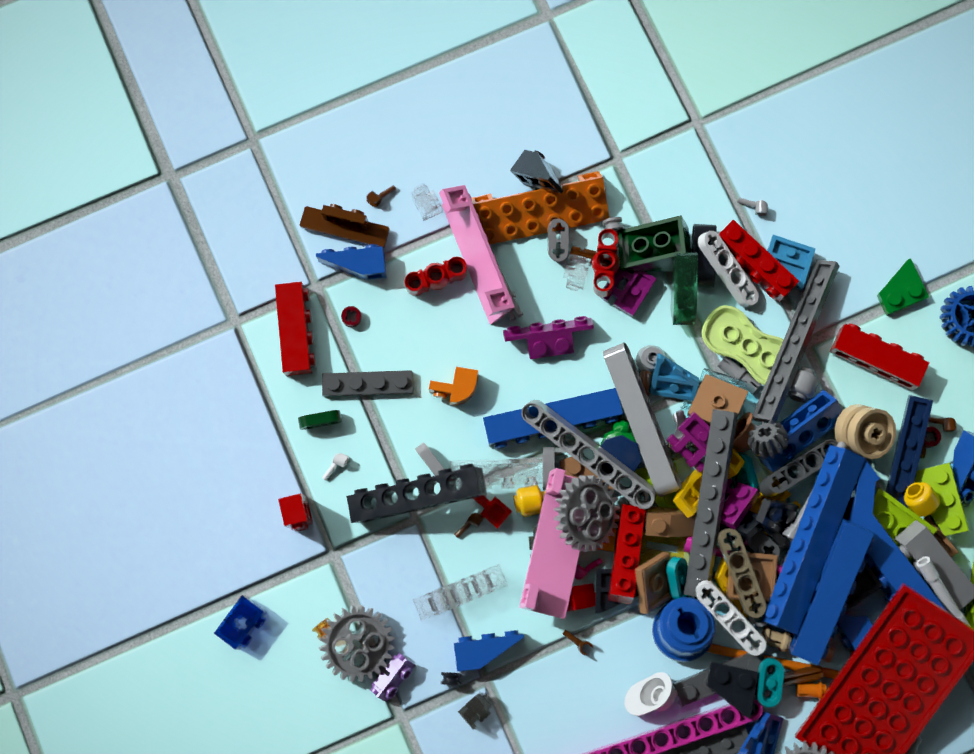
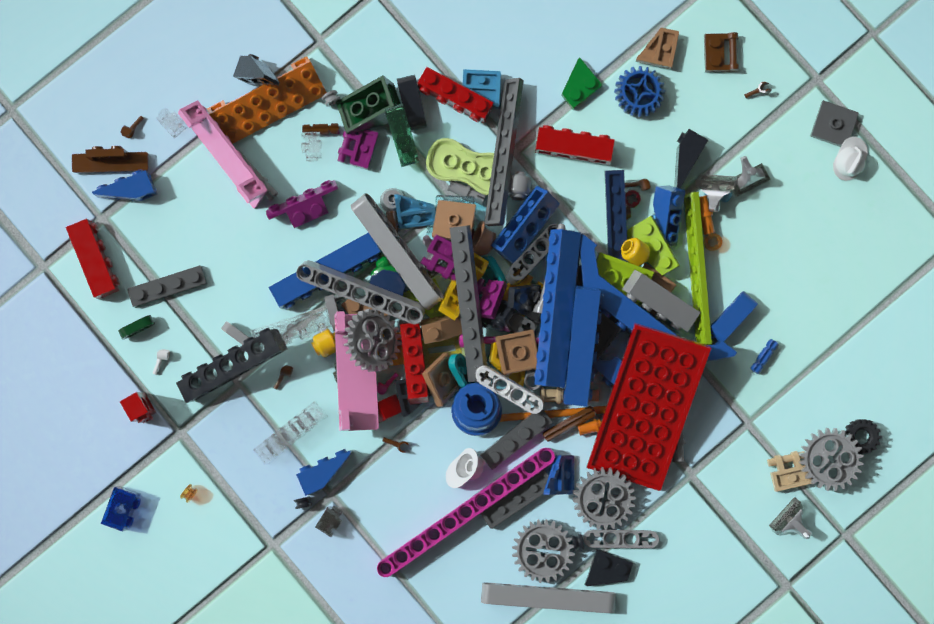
camera: 25 degrees left, 5 degrees up
(340, 630) = (235, 503): light grey gear -> none
(344, 316) = (143, 234): dark red bush -> none
(386, 686) = (253, 524): medium lavender hinge -> none
(427, 283) = (207, 179): red piece -> none
(461, 390) = (245, 267): orange brick -> none
(494, 510) = (299, 359): red plate -> none
(564, 240) = (284, 124): light grey beam -> none
(605, 252) = (328, 124): red piece -> none
(731, 266) = (432, 111): white beam -> none
(734, 685) = (526, 441): black wing -> none
(740, 573) = (510, 349): dark tan beam -> none
(760, 206) = (447, 48): light grey hand -> none
(768, 439) = (500, 239): dark grey gear -> none
(770, 681) = (554, 430): teal plate -> none
(866, 430) = (578, 209): tan wheel -> none
(932, 576) = (655, 309): white piece -> none

